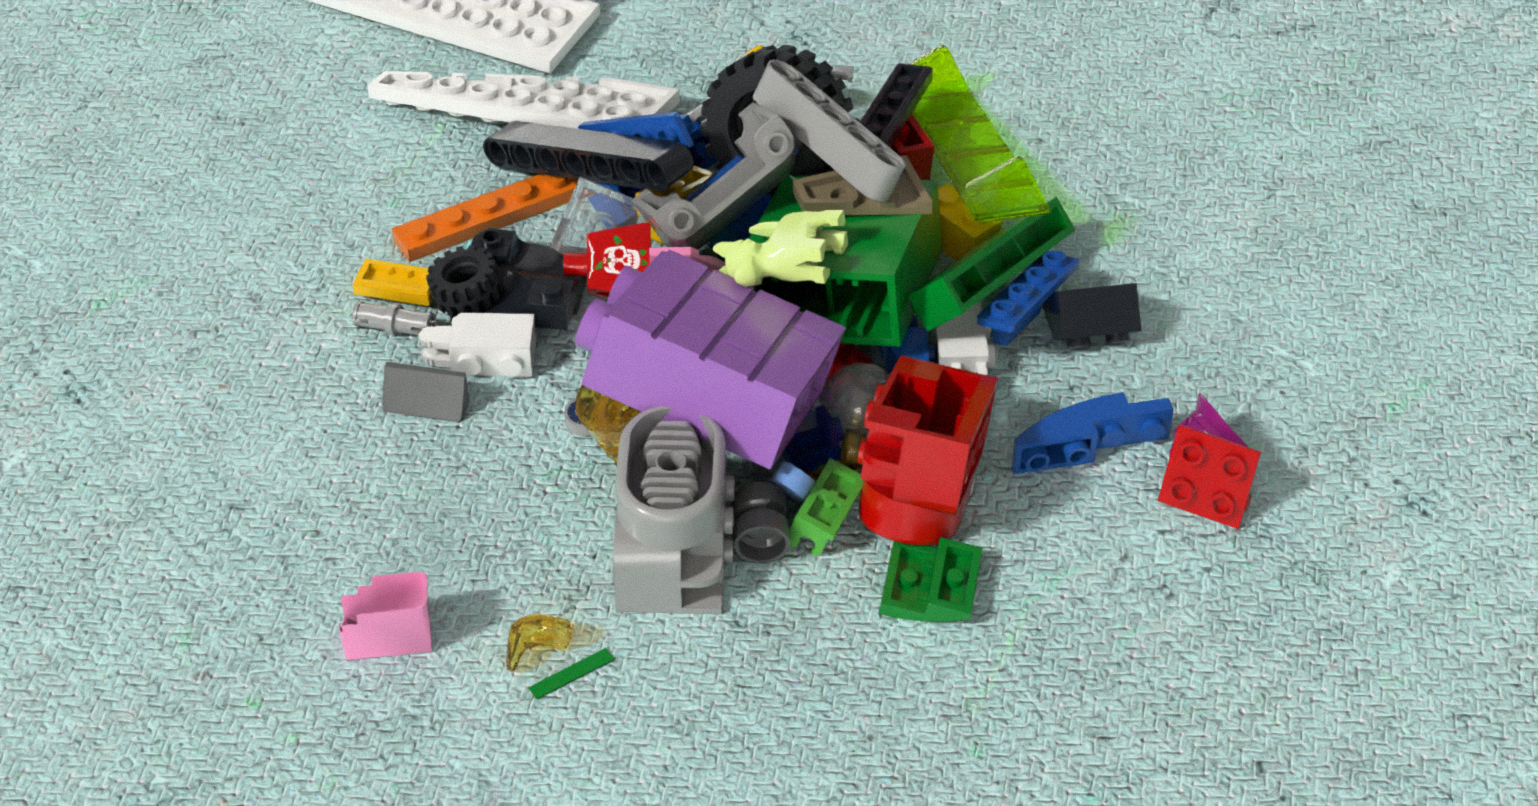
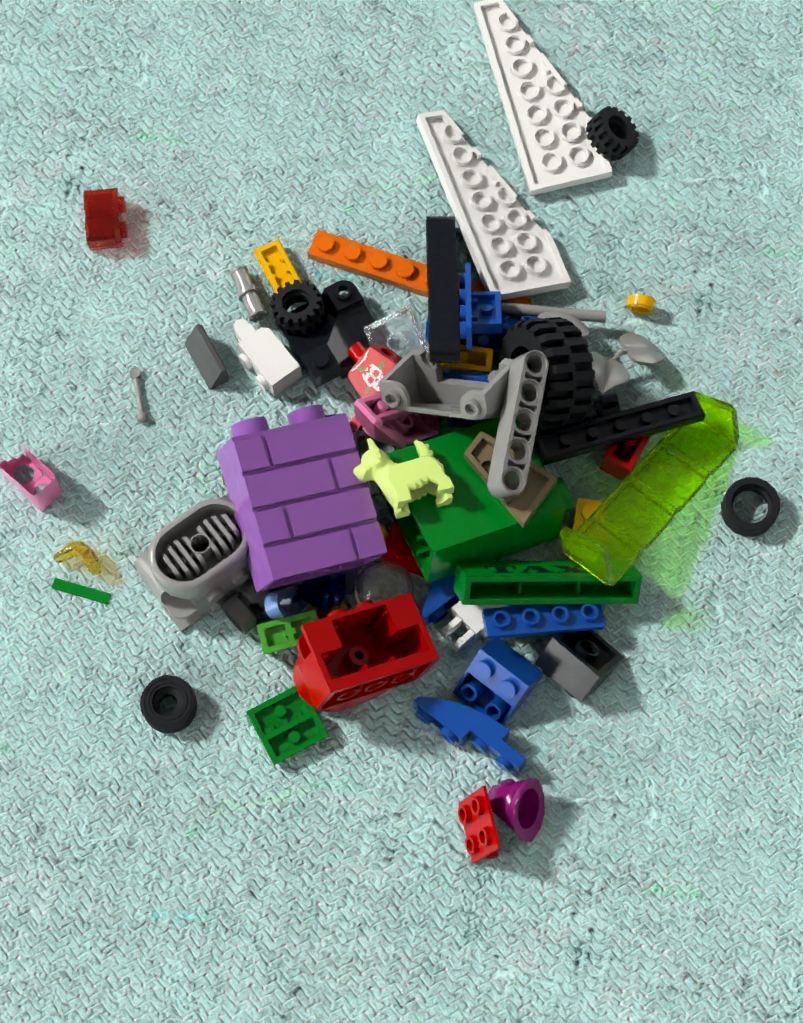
camera: 55 degrees right, 25 degrees up
(157, 378) = (104, 219): none -> clear red brick
(367, 469) = (135, 375): none -> light grey hinge
(801, 689) = (165, 687): none -> black tyre
(1048, 131) = (760, 487): none -> black tyre
(1052, 377) = (498, 681): none -> blue slope

